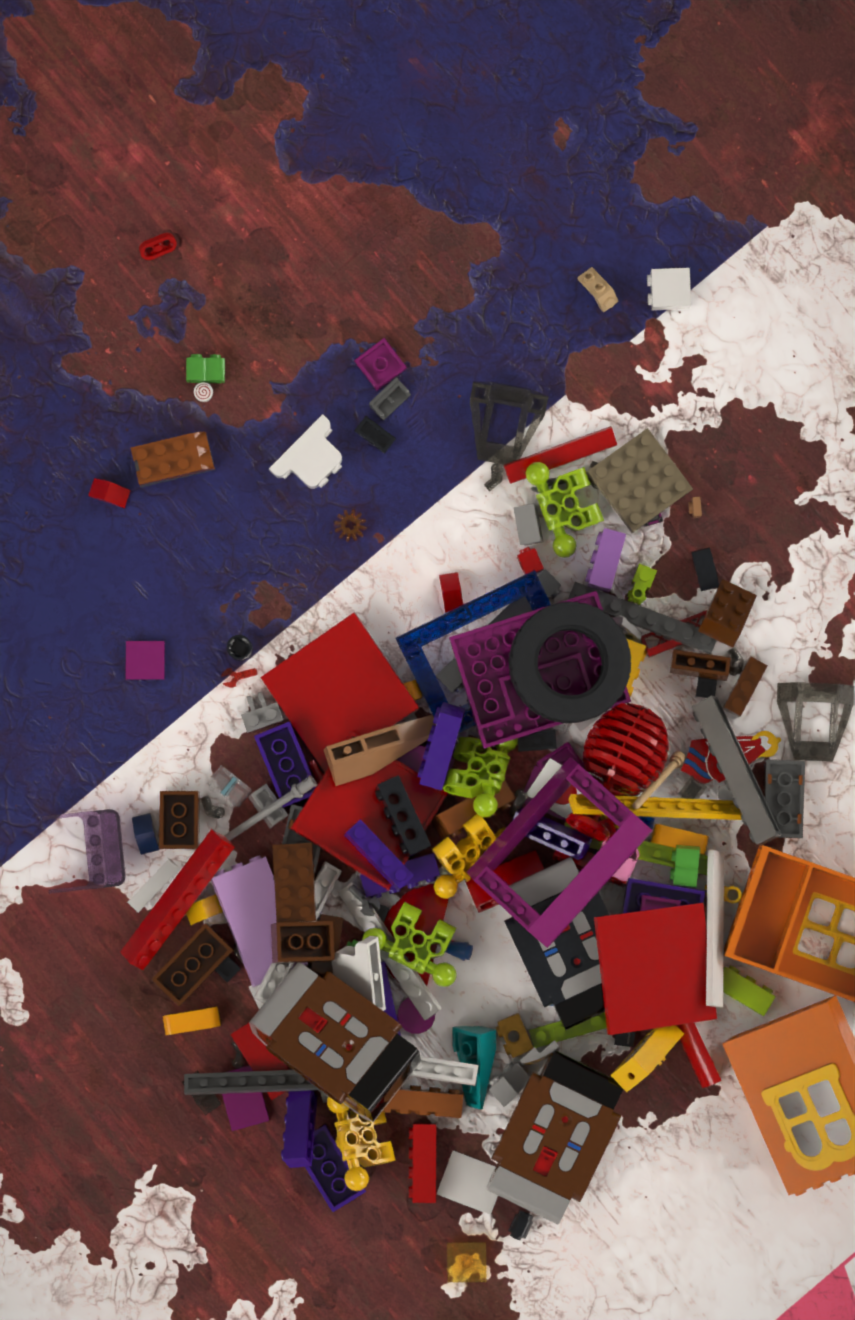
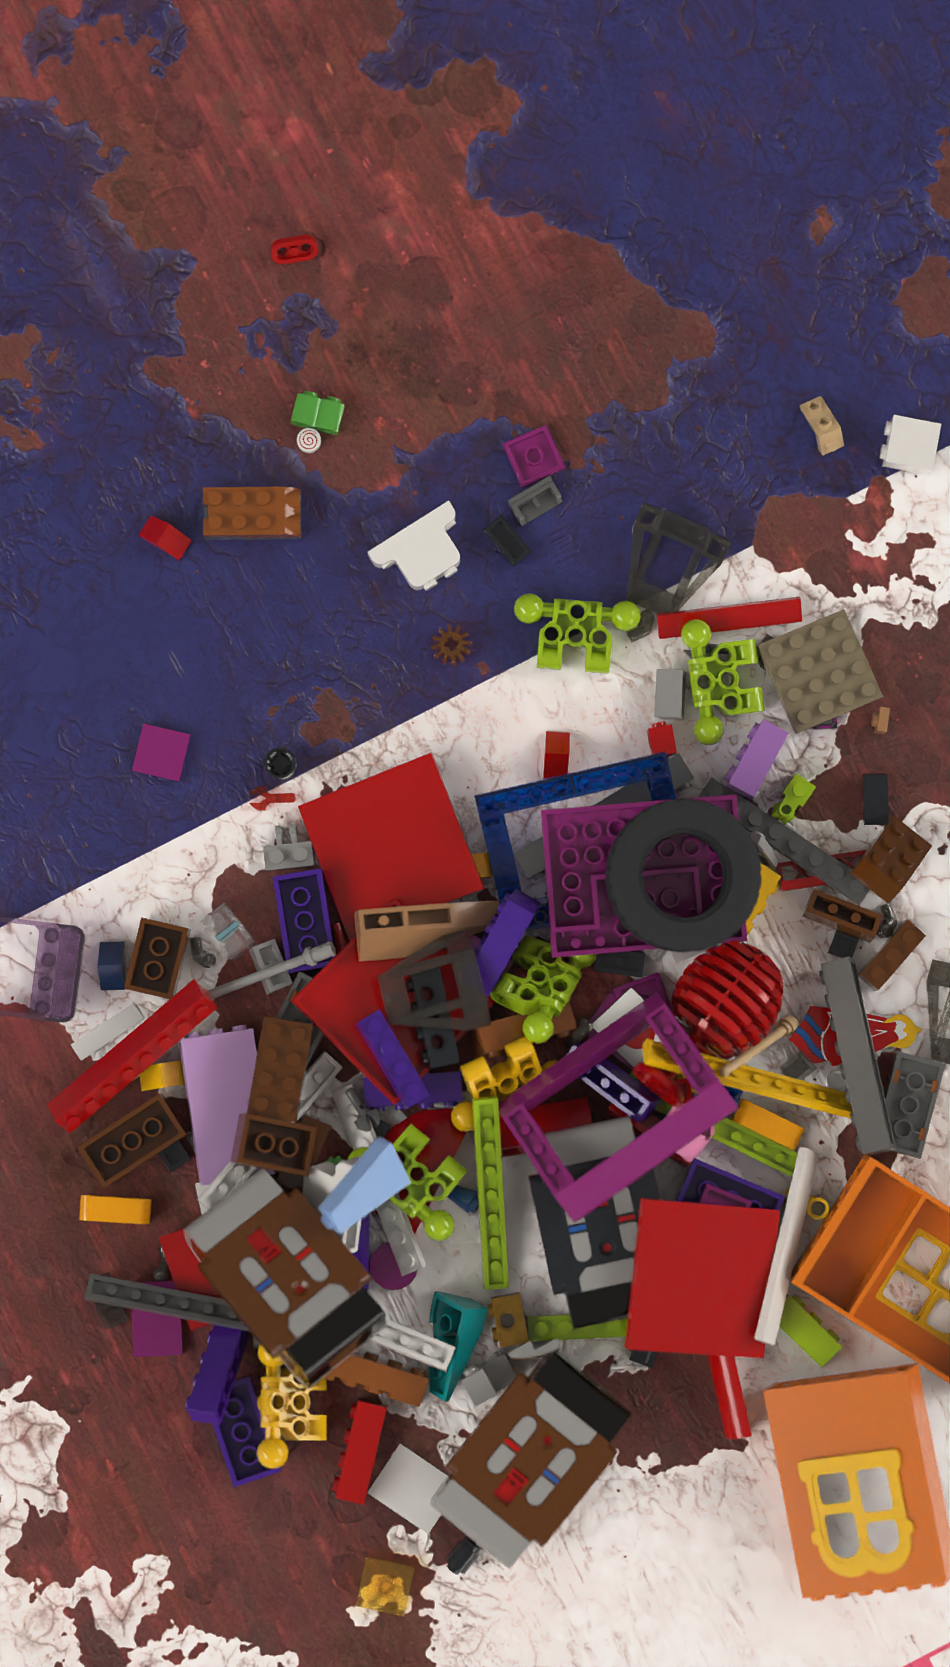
camera: 10 degrees right, 0 degrees up
(381, 957) = (365, 1186): none -> light blue slope
(423, 781) = (468, 980): none -> clear smoke windscreen
(478, 472) = (623, 615): none -> lime connector
(478, 941) = (490, 1192): none -> lime plate
(646, 1056) = (665, 1385): yellow brick -> none
(686, 865) = (768, 1159): bright green brick -> none

